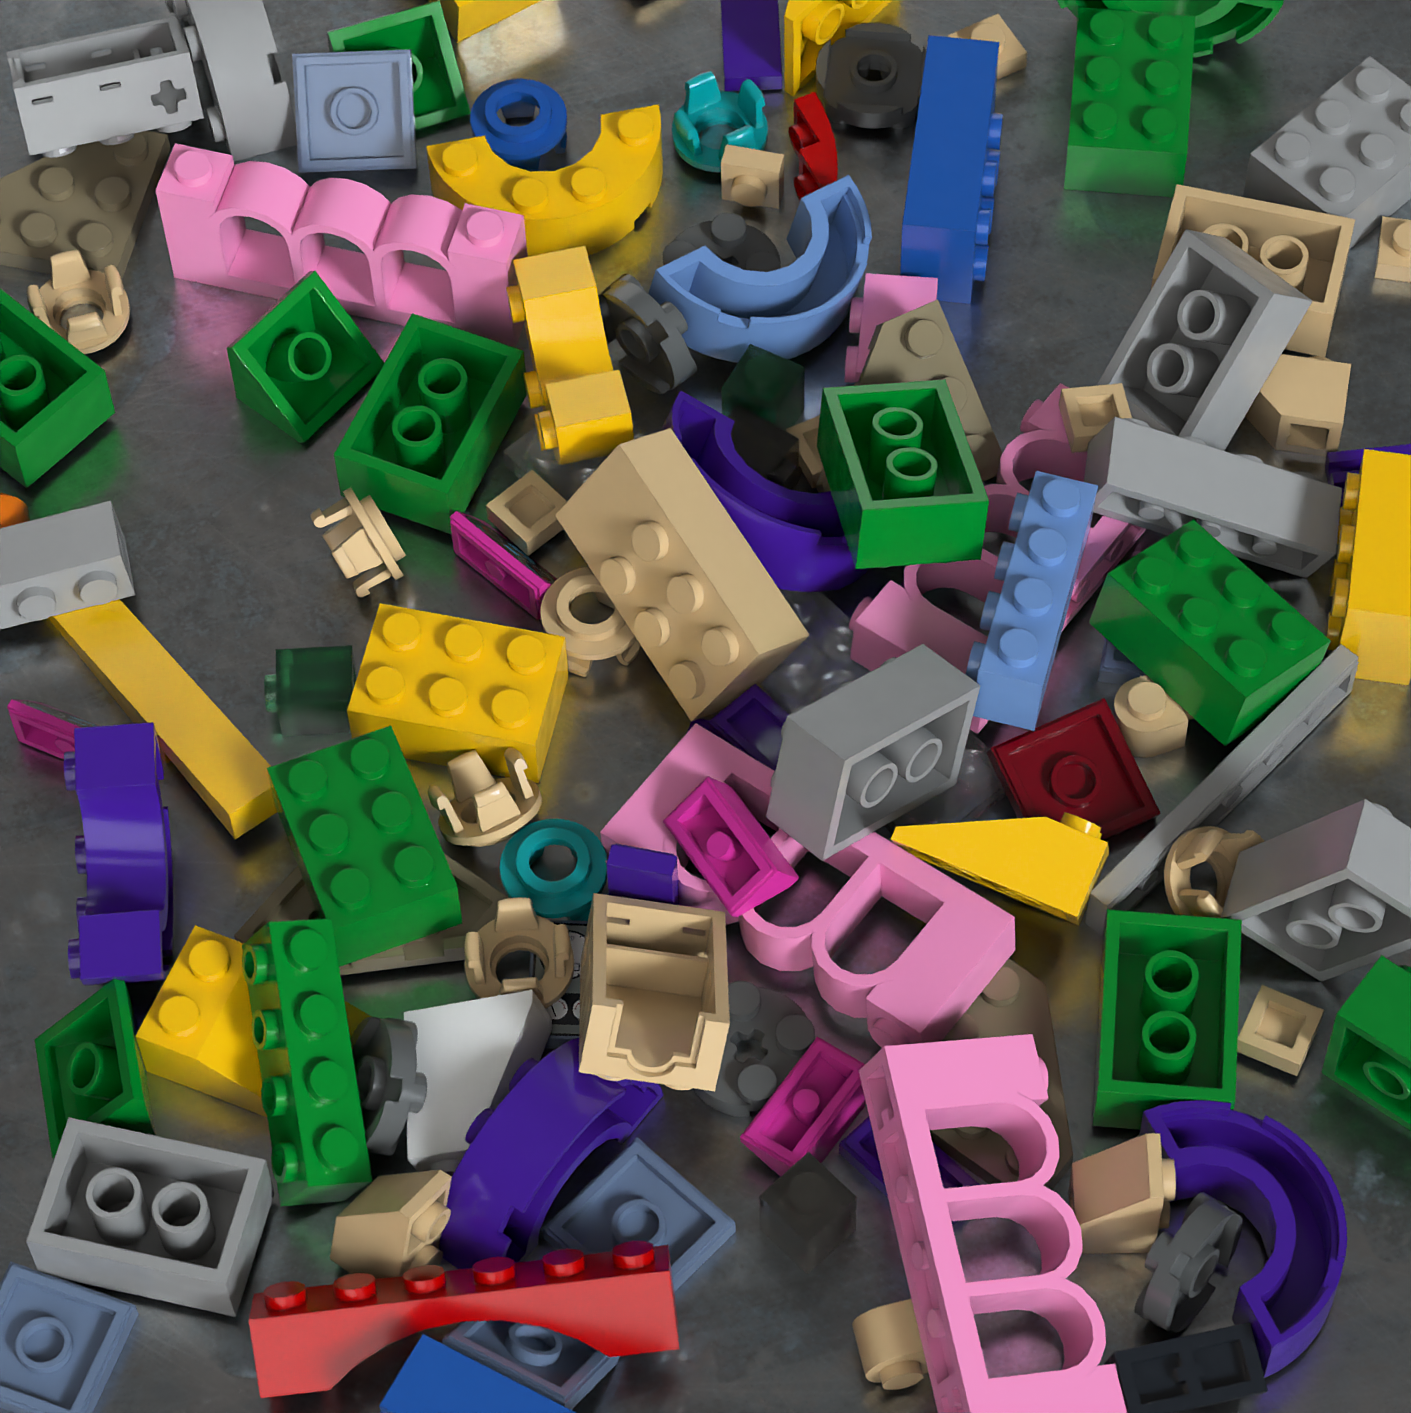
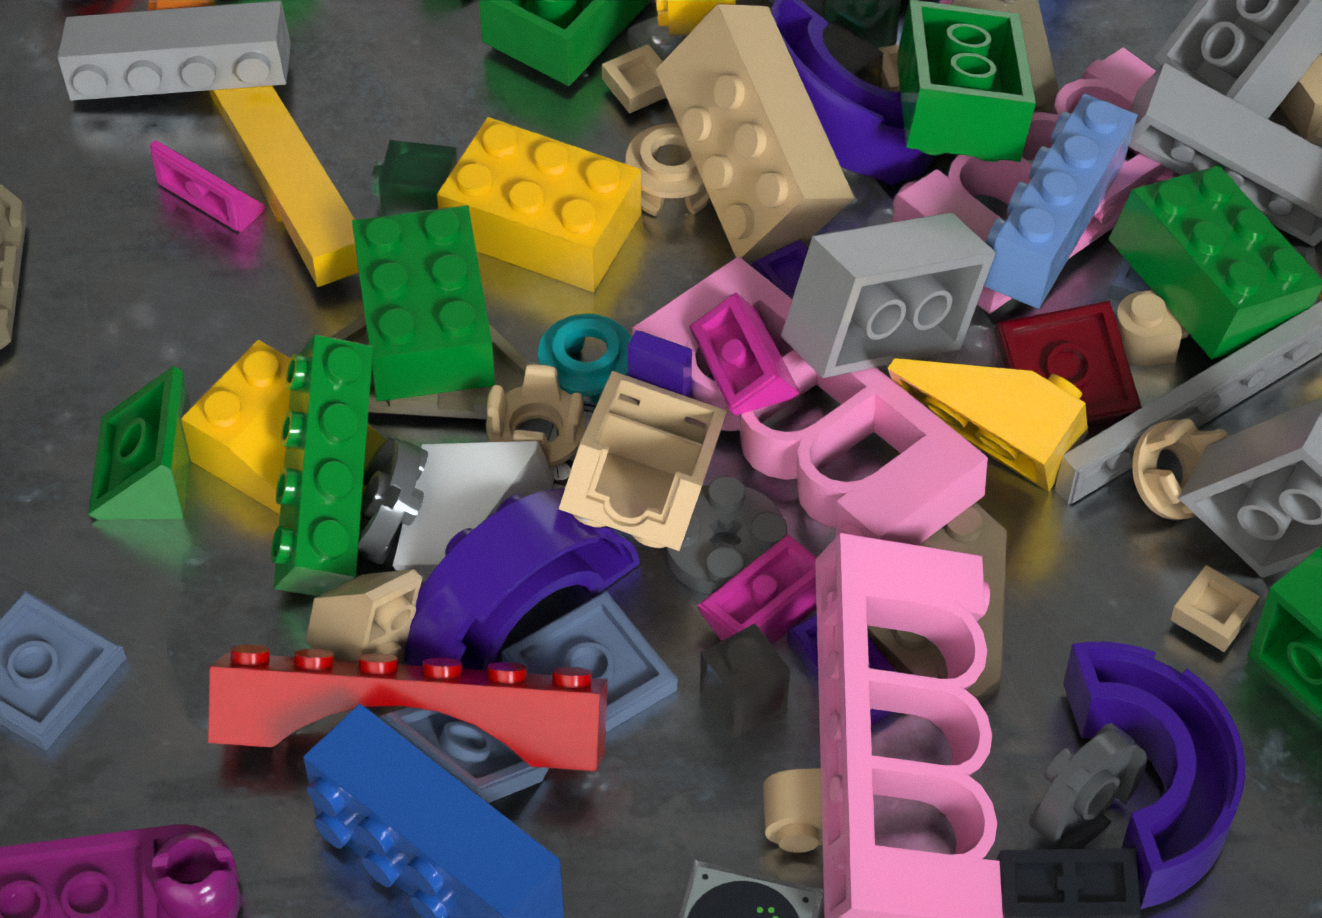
camera: 10 degrees right, 5 degrees down
(125, 853) = (217, 276): dark purple brick -> none
(151, 1216) = (155, 572): light grey brick -> none
(360, 541) = (488, 71): tan piece -> none
(485, 808) = (540, 294): tan piece -> none
(500, 561) = (600, 110): dark pink slope -> none
(1089, 410) = (1139, 63): tan plate -> none
(1123, 1196) = (1037, 717): tan slope -> none
(1165, 1014) = (1110, 568): green brick -> none

